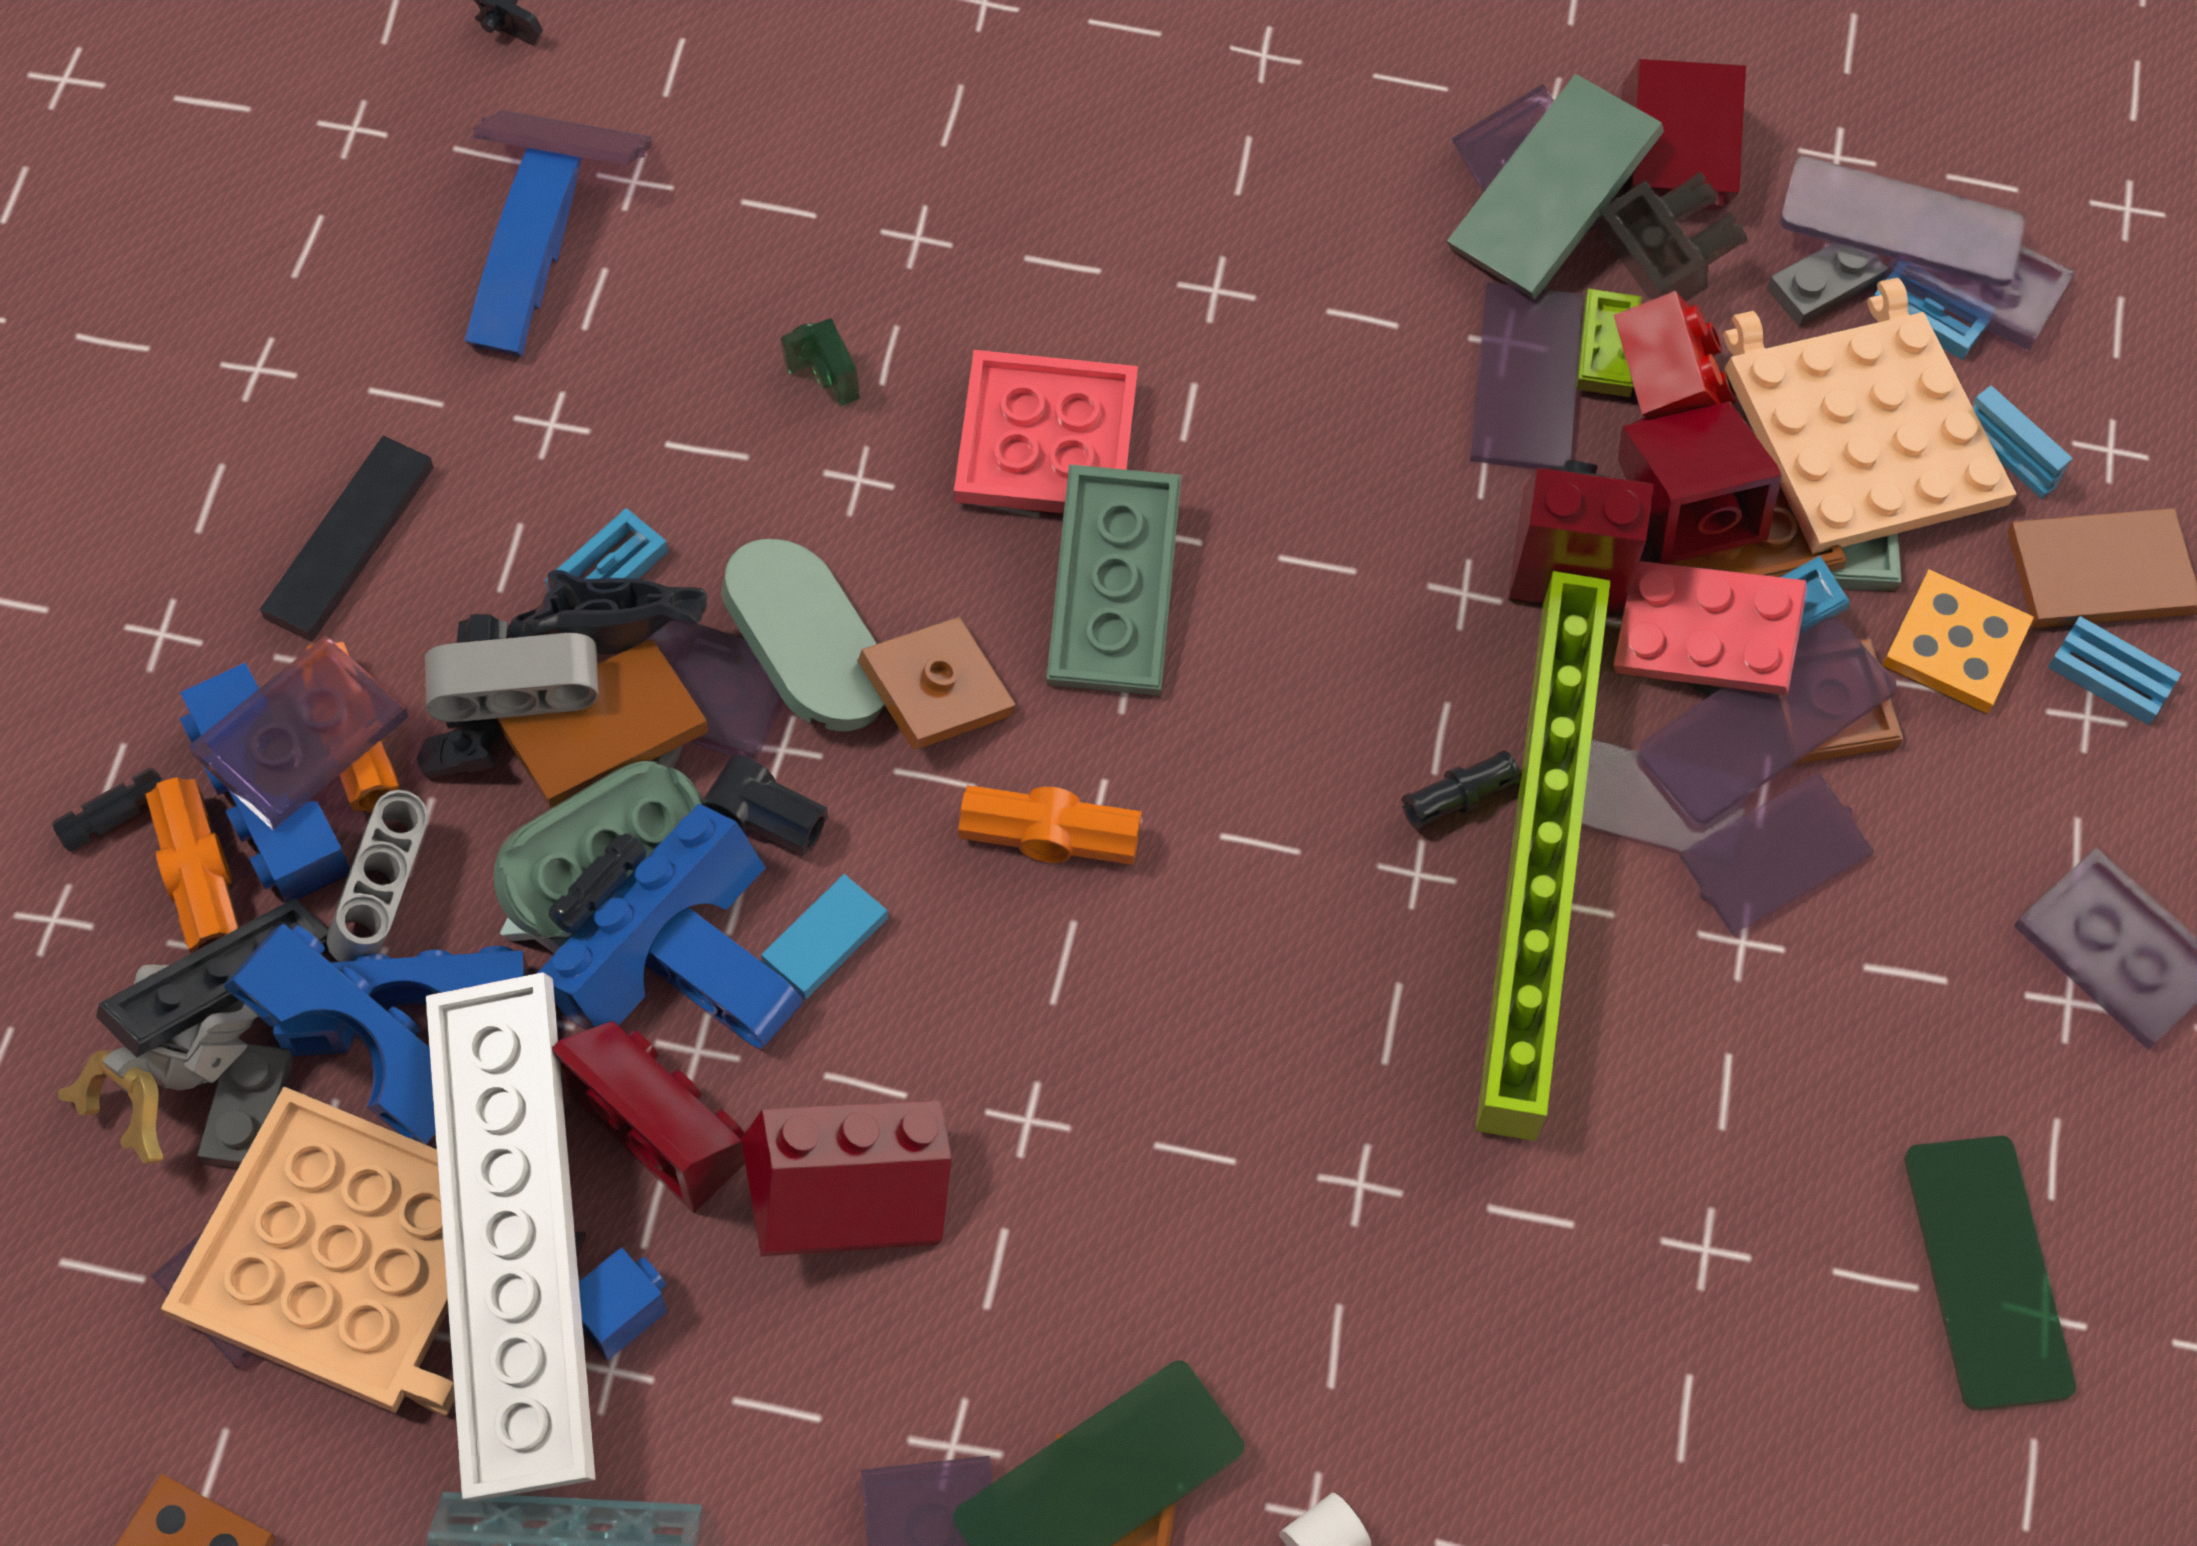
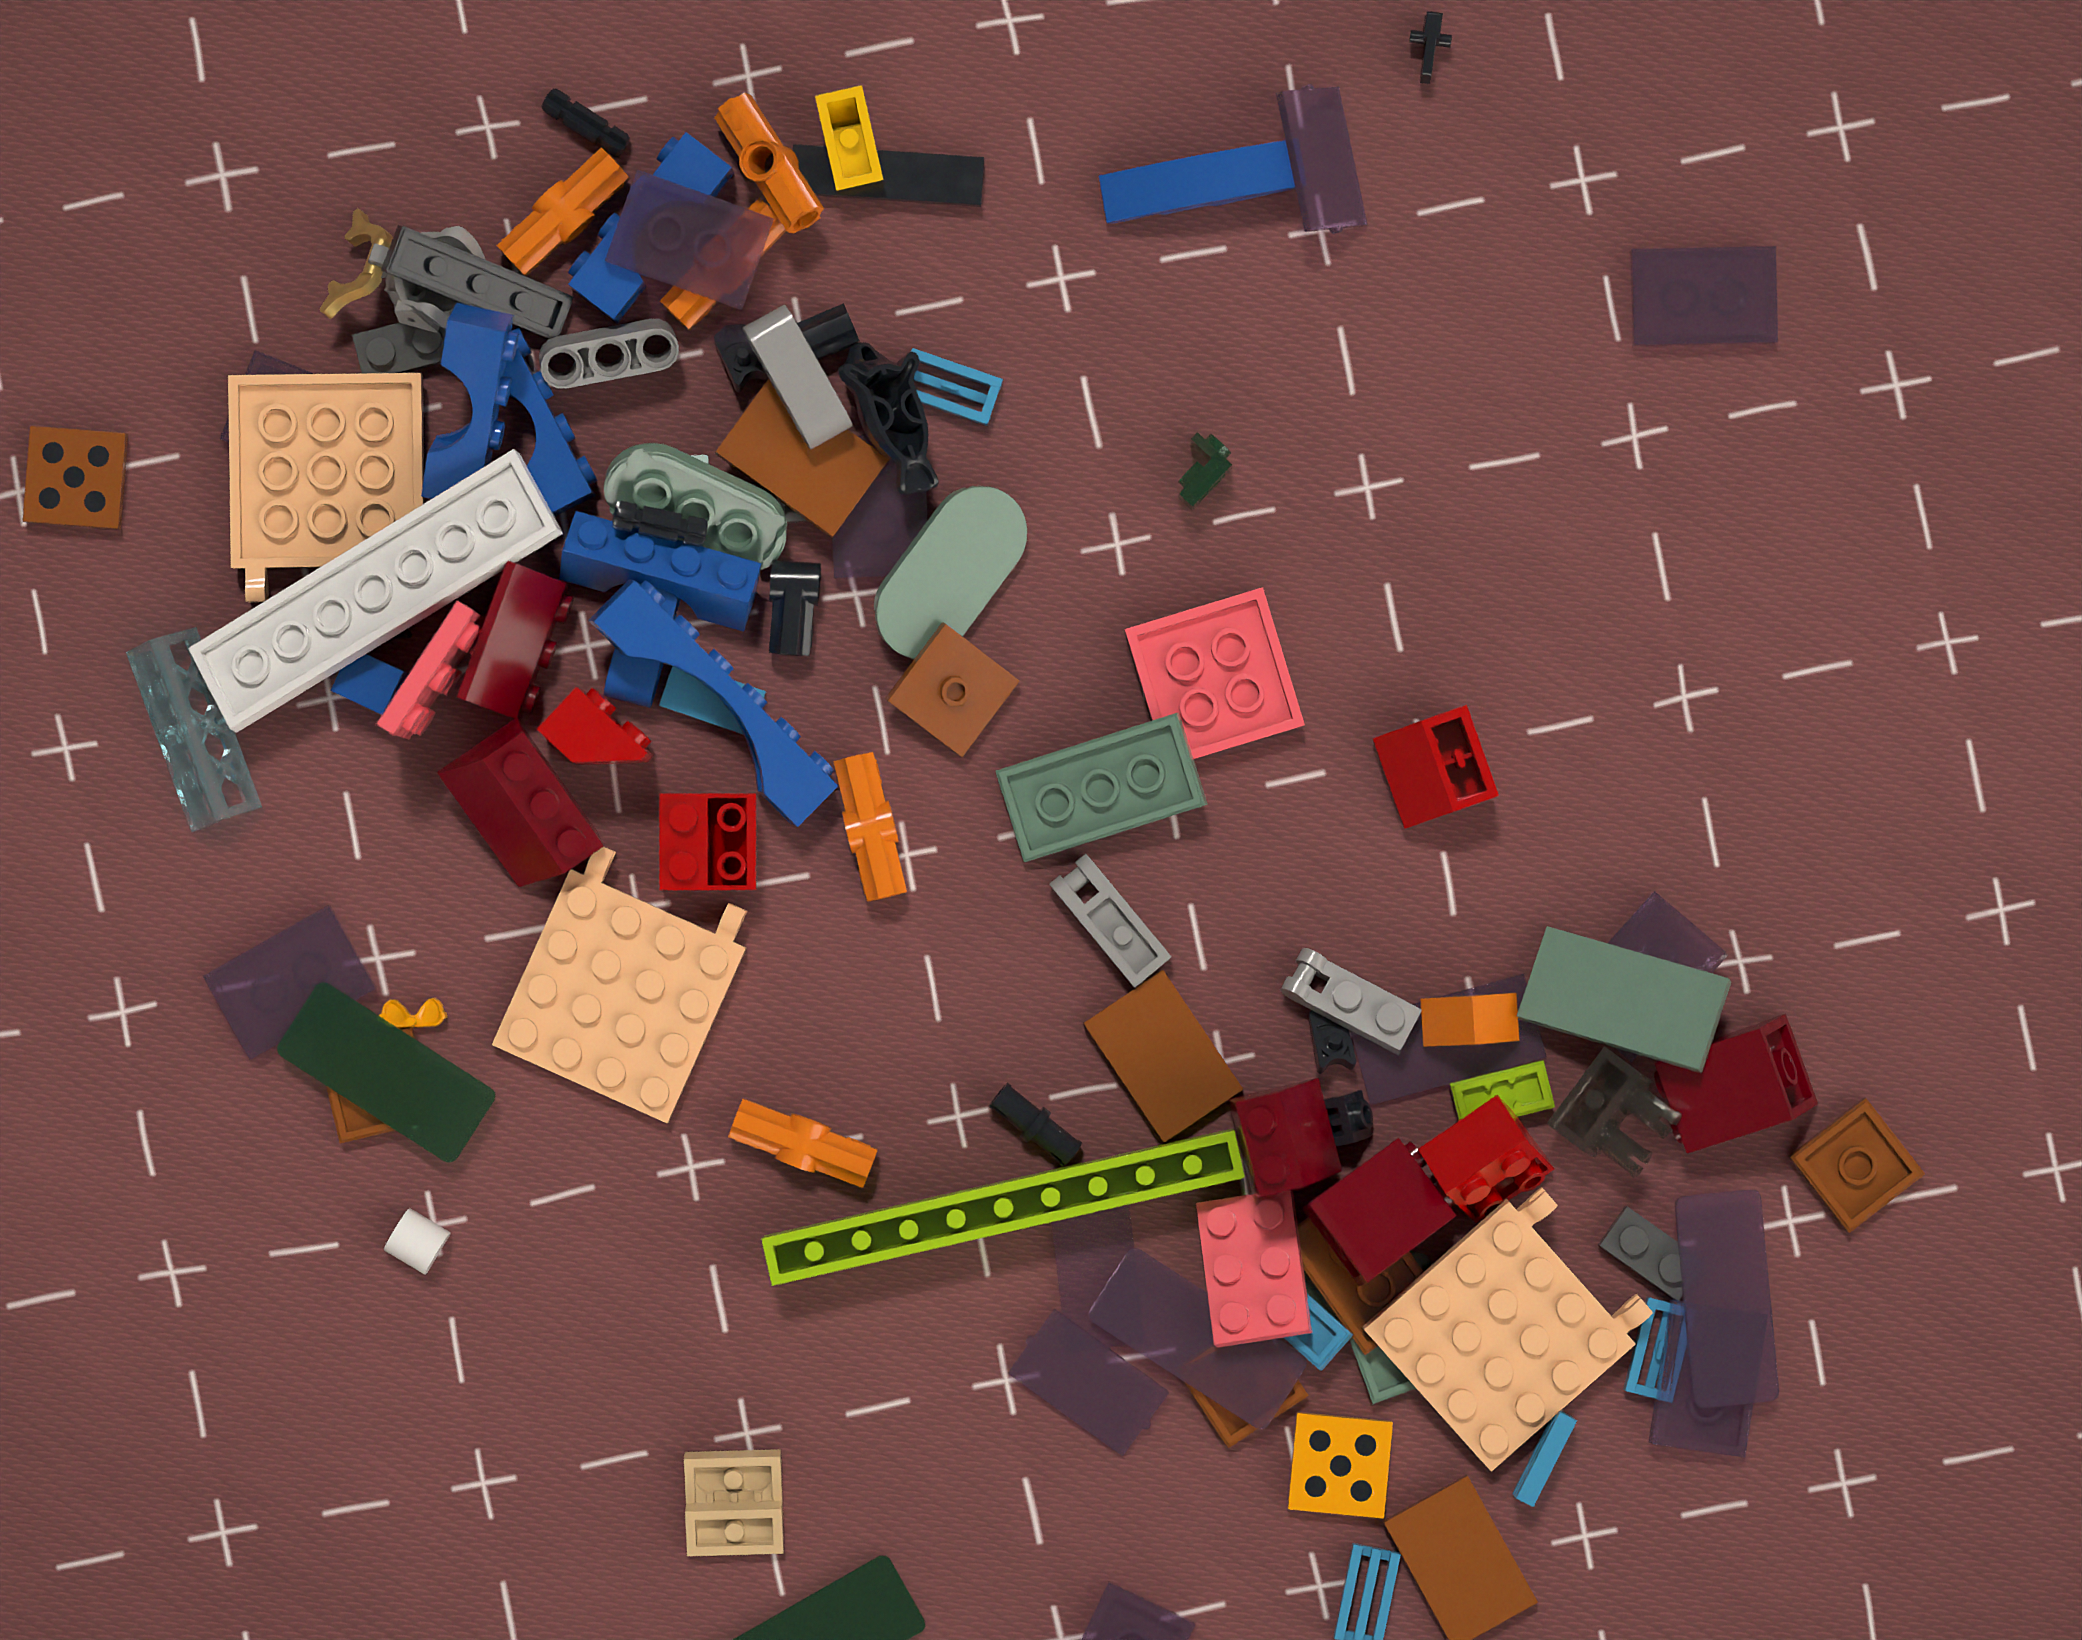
camera: 70 degrees right, 25 degrees up
(233, 635) = (784, 183): none -> orange piece
(279, 536) = (848, 137): none -> yellow slope
(638, 1192) = (433, 673): none -> coral plate
(805, 1052) = (590, 735): none -> red slope
(943, 881) = (783, 771): none -> blue arch
(987, 996) = (707, 841): none -> red slope
(1049, 1409) = (429, 1014): none -> light orange piece
(1119, 1174) = (620, 992): none -> light nougat plate
(1238, 263) = (1435, 766): none -> red slope
(1264, 629) = (1111, 922): none -> light grey plate
(1383, 1039) = (802, 1143): none -> orange piece
(1435, 640) = (1163, 1056): none -> dark orange tile
(1452, 437) = (1351, 1001): none -> light grey plate
(1484, 471) = (1330, 1043): none -> black piece
(1515, 343) = (1469, 1019): none -> orange slope
(1788, 1293) = (733, 1502): none -> tan slope
(1801, 79) = (1856, 1165): none -> dark orange tile

